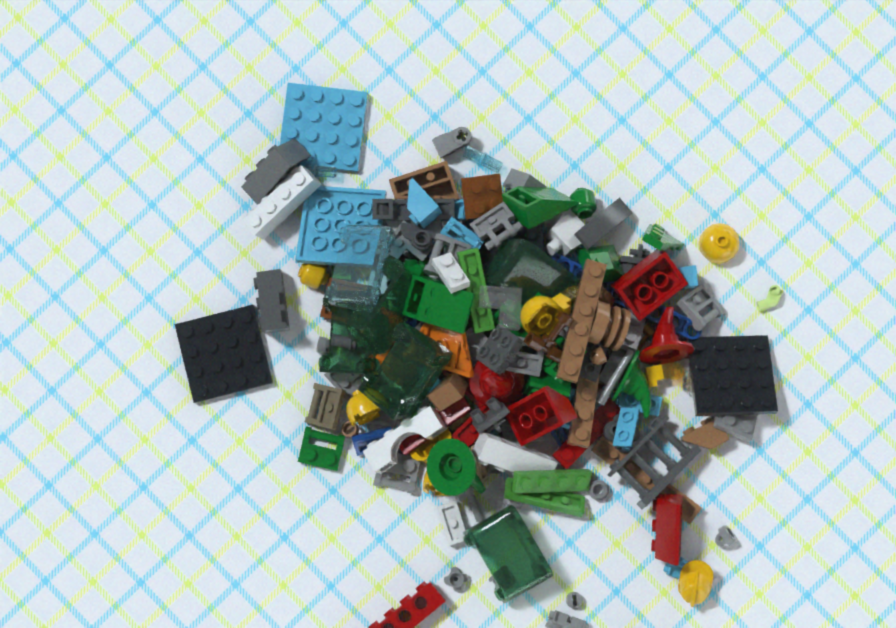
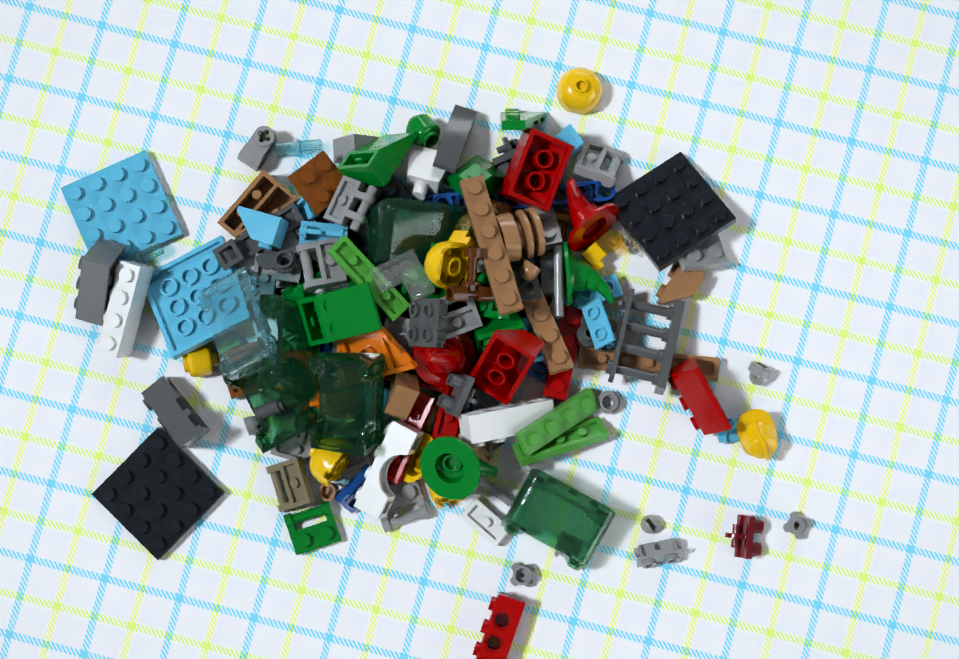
camera: 35 degrees left, 0 degrees up
(450, 272) = (332, 275): white plate -> none
(772, 298) = (663, 112): yellowish green arm -> none

